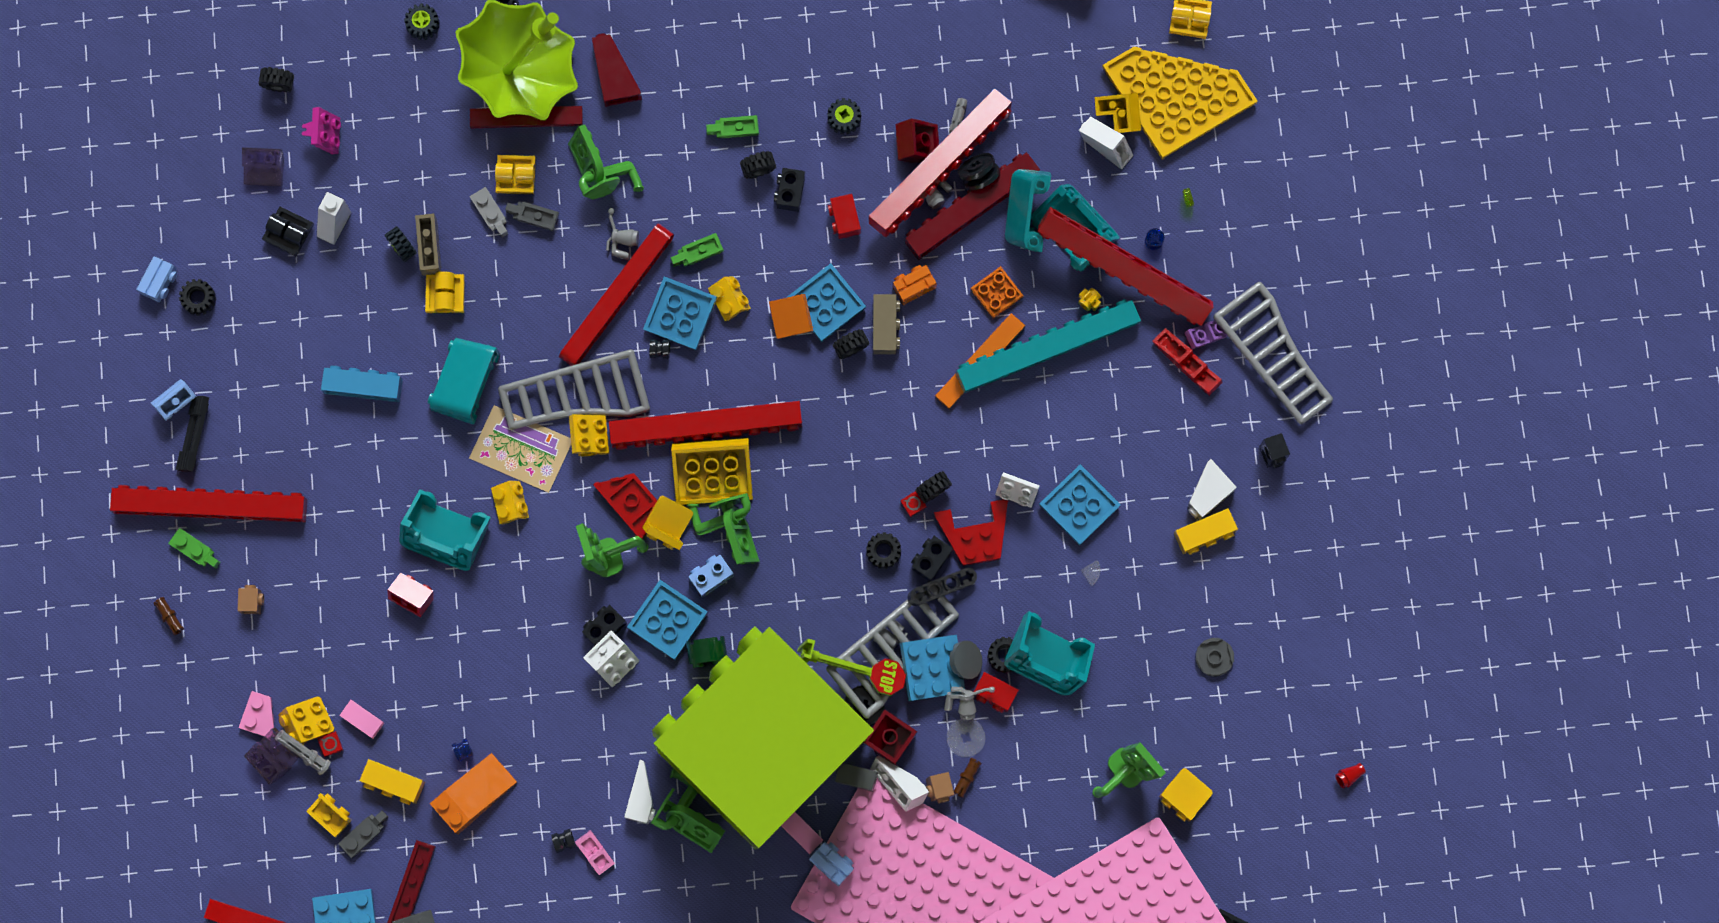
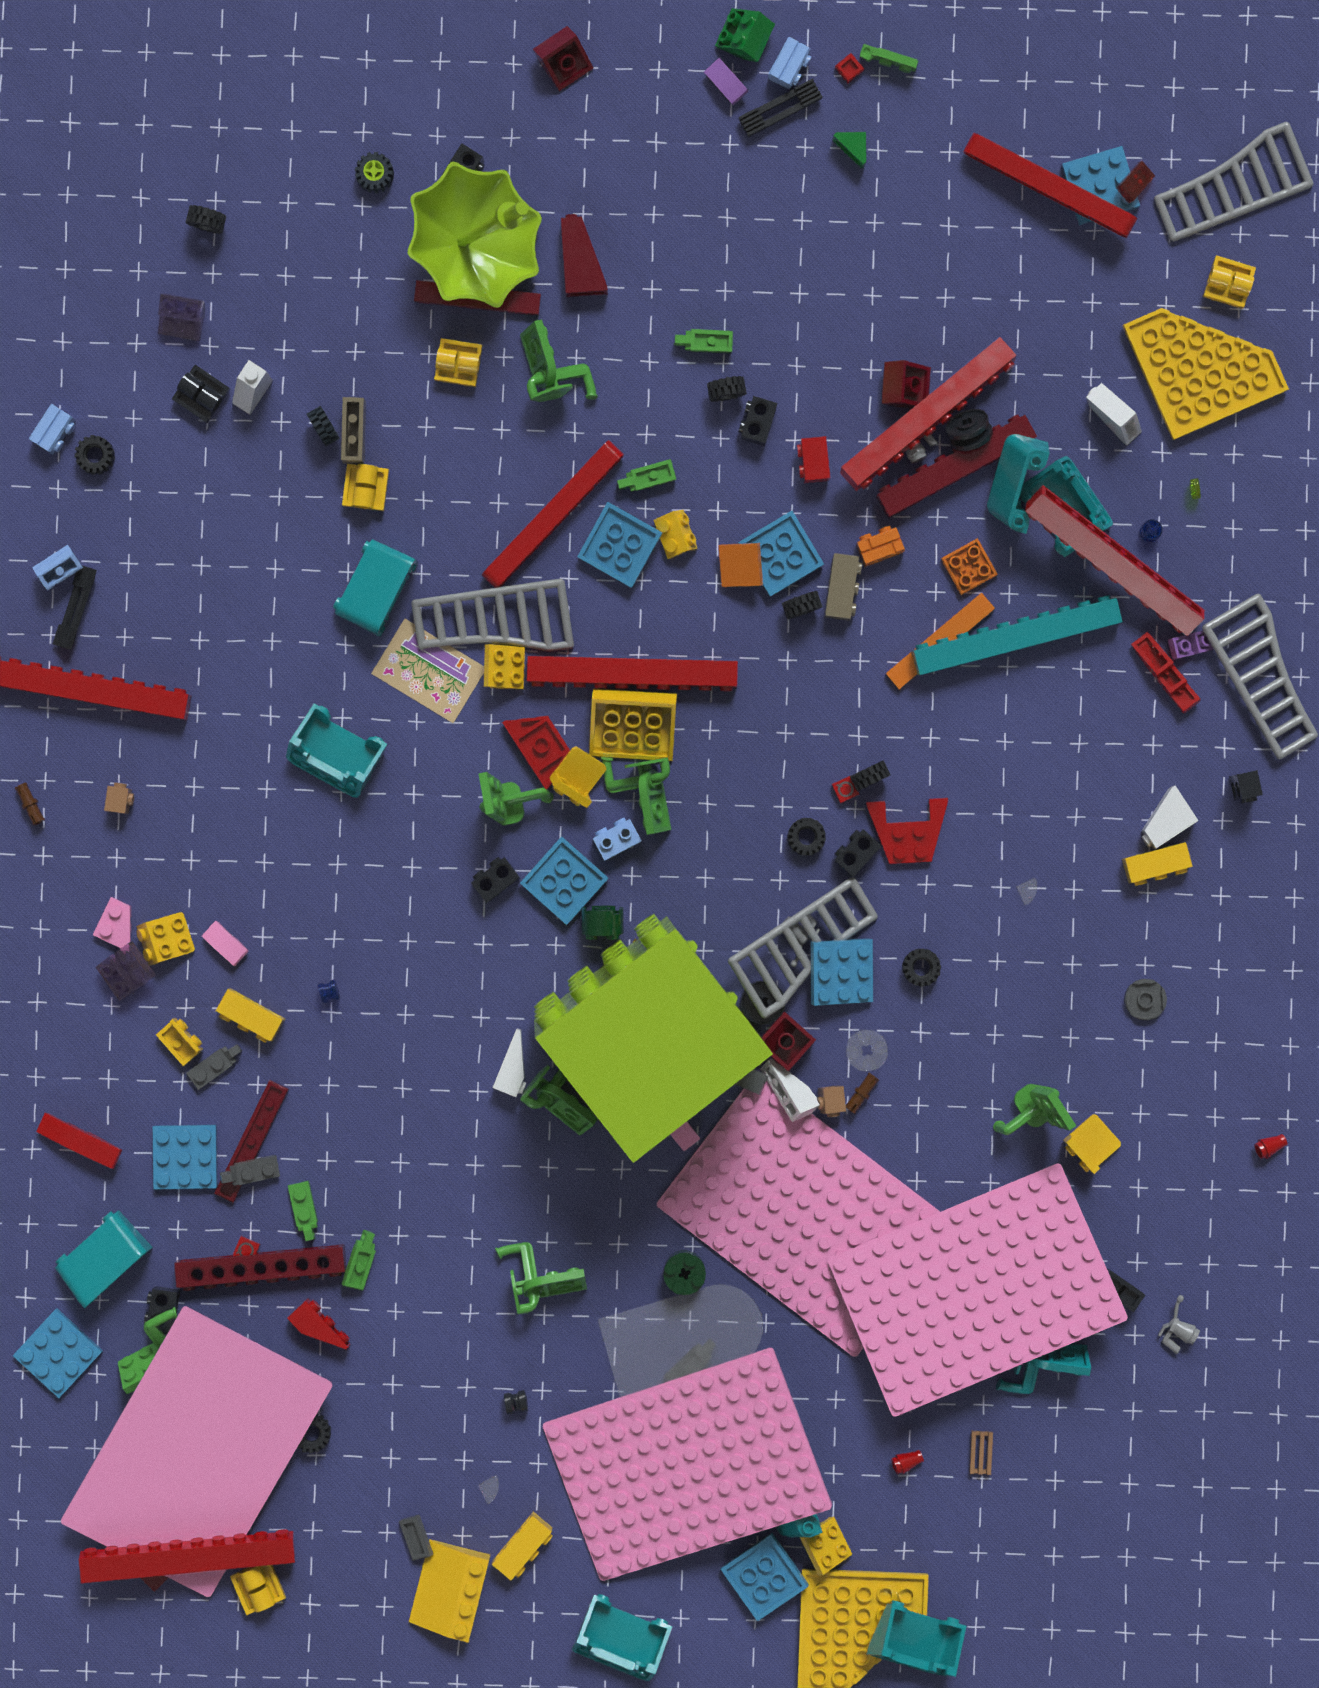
camera: 10 degrees right, 10 degrees up
(193, 548) = (63, 733): bright green hinge -> none
(309, 757) = (165, 977): light grey pin -> none
(324, 130) = (252, 285): dark pink plate -> none
(330, 744) = (188, 965): red tile -> none
(361, 384) = (262, 577): dark azure brick -> none
(410, 594) = (291, 816): brick -> none
(473, 793) = (335, 1039): orange slope -> none
(489, 211) = (425, 400): light grey hinge -> none
(509, 502) = (410, 728): yellow bracket -> none
(533, 215) = (472, 411): dark grey hinge -> none
(558, 840) = (424, 1102): black wheel -> none
(594, 852) = (456, 1118): bright pink slope -> none
(611, 659) = (499, 916): white bracket -> none
(625, 237) = (570, 450): light grey piece -> none
(657, 349) = (590, 581): black wheel -> none
(831, 863) = (706, 1166): light blue brick -> none
(843, 122) = (826, 351): black wheel -> none
(885, 675) = (790, 976): lime piece -> none
(943, 589) = (864, 886): black beam -> none
(958, 113) = (955, 360): light grey axle -> none
(966, 660) = (878, 968): dark grey tile -> none
(966, 706) = (872, 1019): light grey piece -> none
(1001, 697) = (905, 1006): red brick -> none
(1017, 490) = (960, 790): white bracket -> none
(1048, 657) = (969, 977): teal windscreen -> none
(1079, 504) = (1025, 815): dark azure plate -> none
(1089, 299) = (1069, 589): yellow gear -> none
(1124, 110) = (1140, 381): yellow brick -> none

